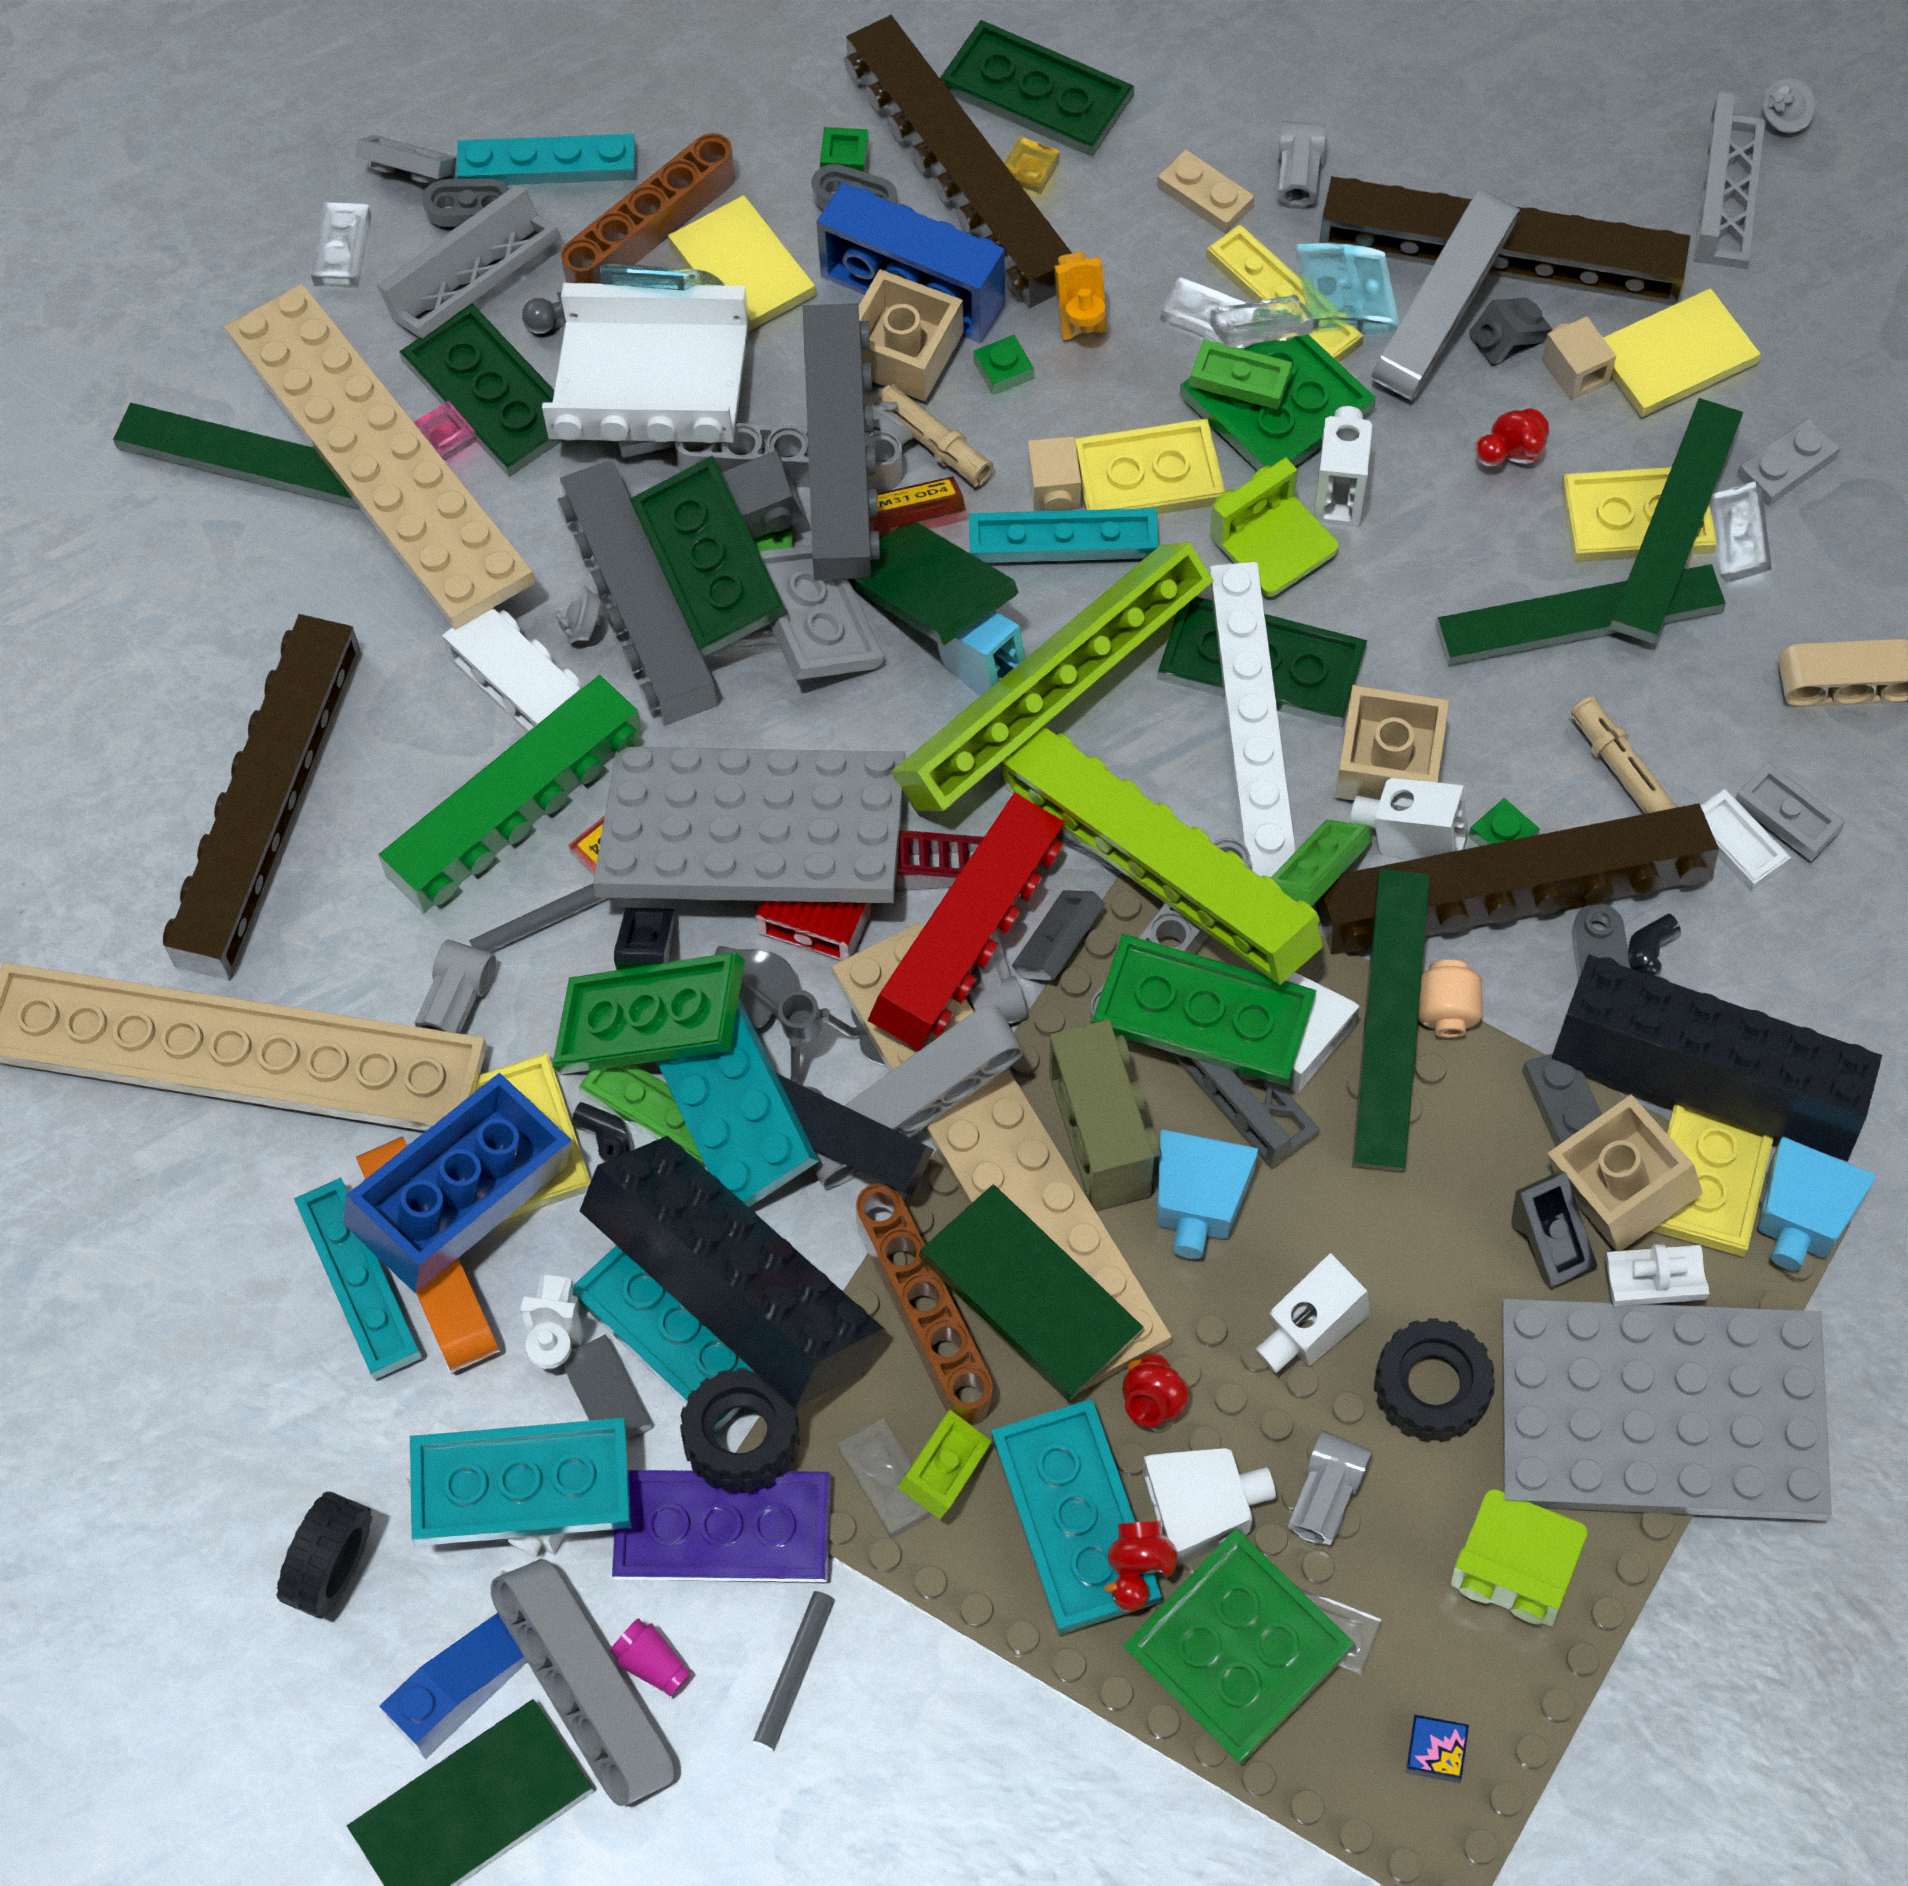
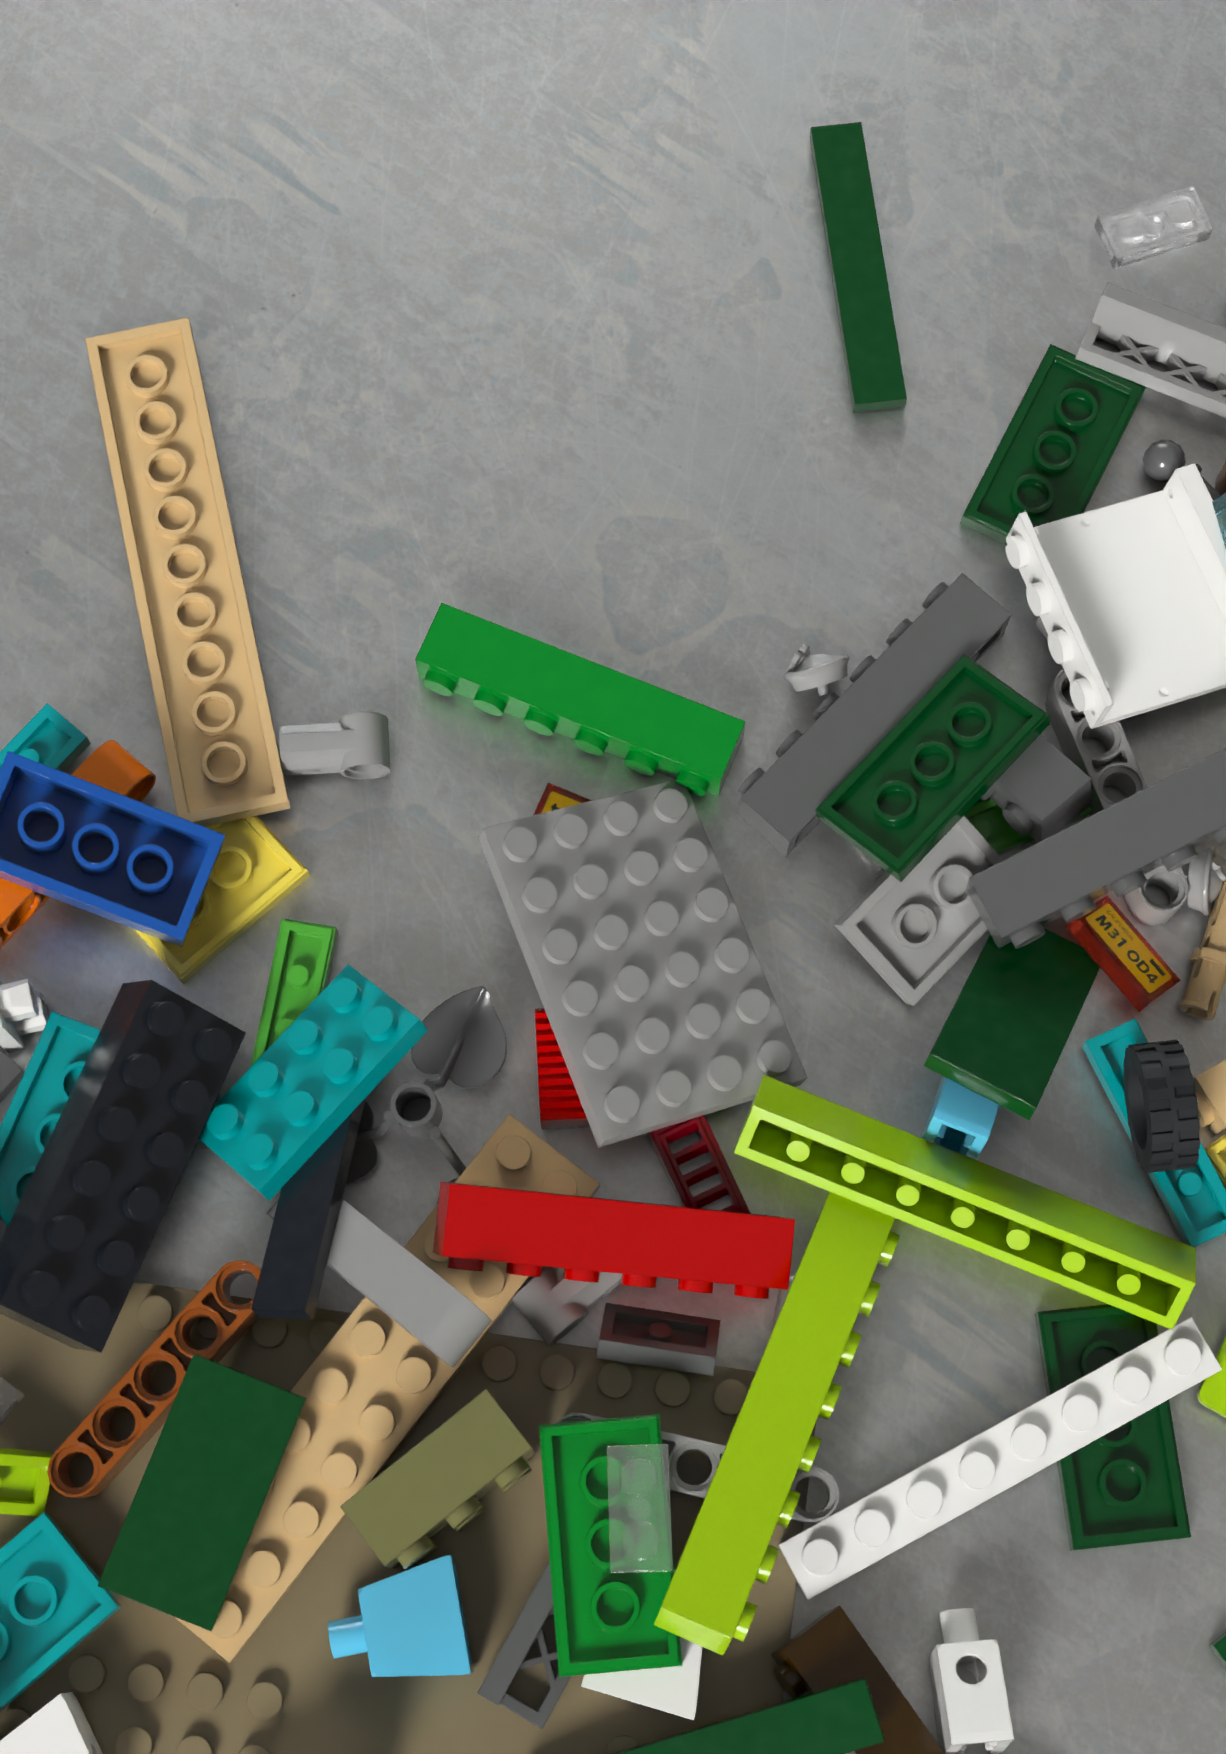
camera: 65 degrees right, 10 degrees up
(261, 798) = (473, 463): dark brown brick -> none
(380, 456) = (906, 386): tan plate -> none
(446, 430) = (973, 433): clear pink plate -> none
(510, 667) = (724, 631): white brick -> none
(536, 919) = (445, 783): dark grey bar -> none
(608, 1129) = (245, 973): black arm -> none
(644, 937) = (459, 910): black slope -> none
(649, 1013) = (371, 954): green tile -> none
(1049, 507) = (1161, 1106): none -> black tyre
(1153, 1391) = (151, 1668): red animal -> none
(1188, 965) = (639, 1508): none -> clear plate
(1322, 860) = (858, 1598): bright green tile -> none
(1389, 738) = (1053, 1625): tan brick -> none

